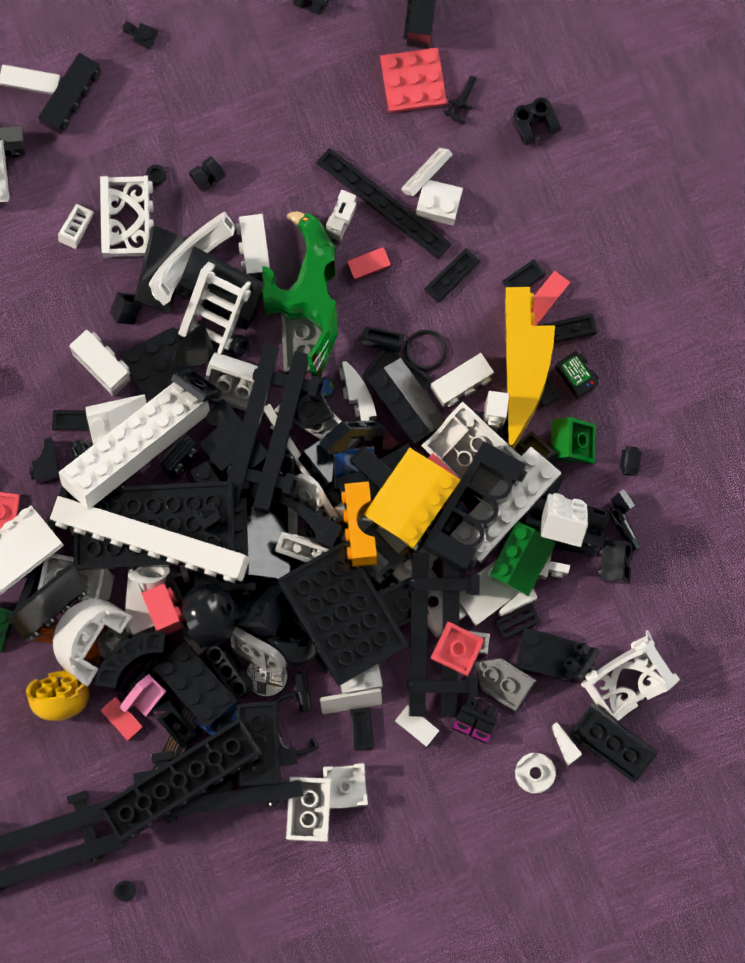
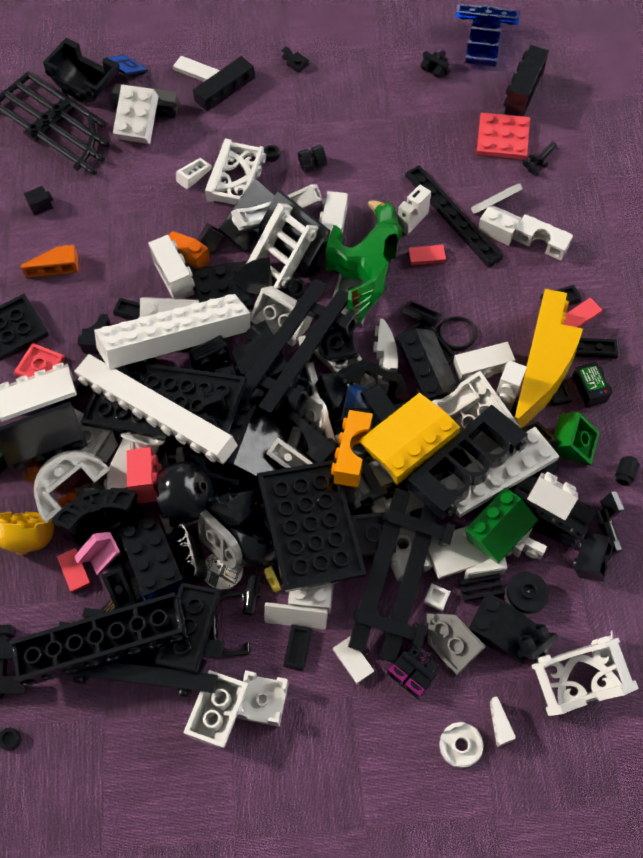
camera: 25 degrees right, 15 degrees down
(107, 329) = (193, 251): none -> orange slope
(196, 385) = (245, 300): black tile -> none
(318, 672) = (271, 577): none -> light yellow tile
(328, 387) = (361, 339): tile -> none
(452, 275) = (497, 281): black tile -> none
(457, 648) = (414, 594): coral tile -> none
(504, 208) = (532, 229): none -> white arch
(534, 116) = (605, 178): black piece -> none
(561, 616) = (527, 593): none -> black piece
(613, 742) = (552, 737): black tile -> none

